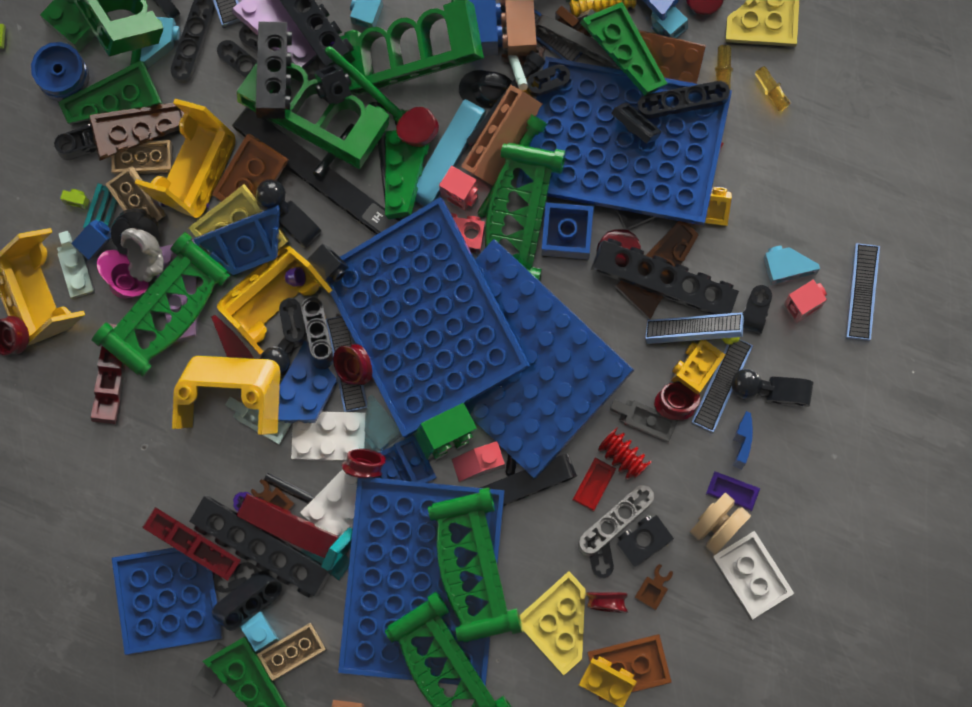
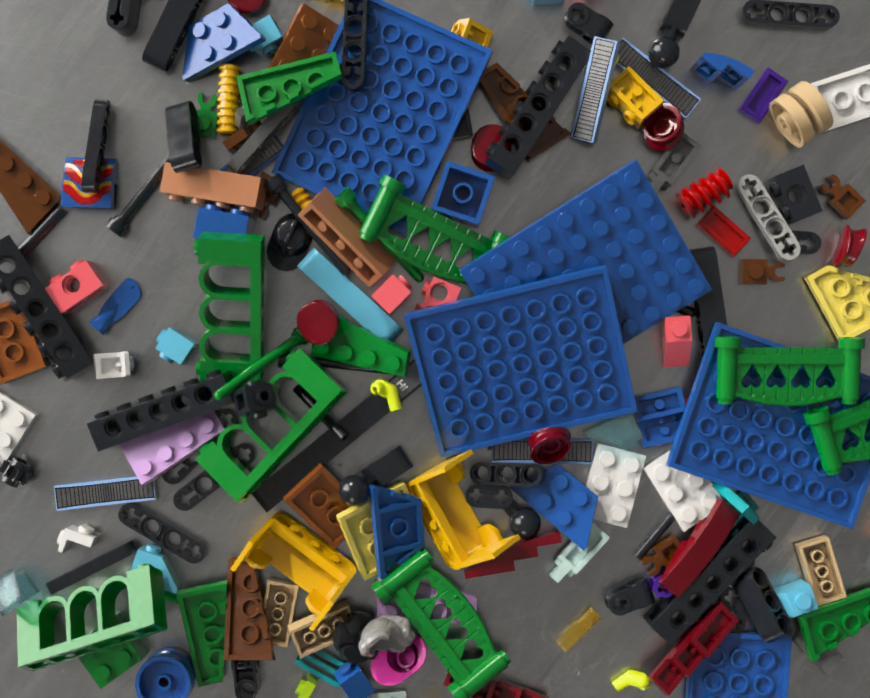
camera: 80 degrees left, 10 degrees up
(149, 499) = (632, 678): none -> neon yellow arm
(186, 437) = (578, 630): none -> clear yellow axle
(229, 479) = (633, 595): none -> black piece
(255, 377) = (535, 570): yellow windscreen -> none
(273, 35) = (184, 455): black brick -> none
(295, 277) = (443, 483): hinge -> none
(328, 264) = (441, 447): black brick -> none
(363, 463) = (655, 457): dark red piece -> none
(368, 206) = (388, 391): none -> neon yellow arm
(445, 431) = (646, 366): green piece -> none
(518, 72) = (285, 203): light aqua wheel -> none
(549, 85) = (294, 176): black beam -> none
(563, 525) = (757, 271): none -> reddish brown plate
(636, 122) = (369, 94): black plate -> none
(815, 497) = (789, 15): none -> black beam

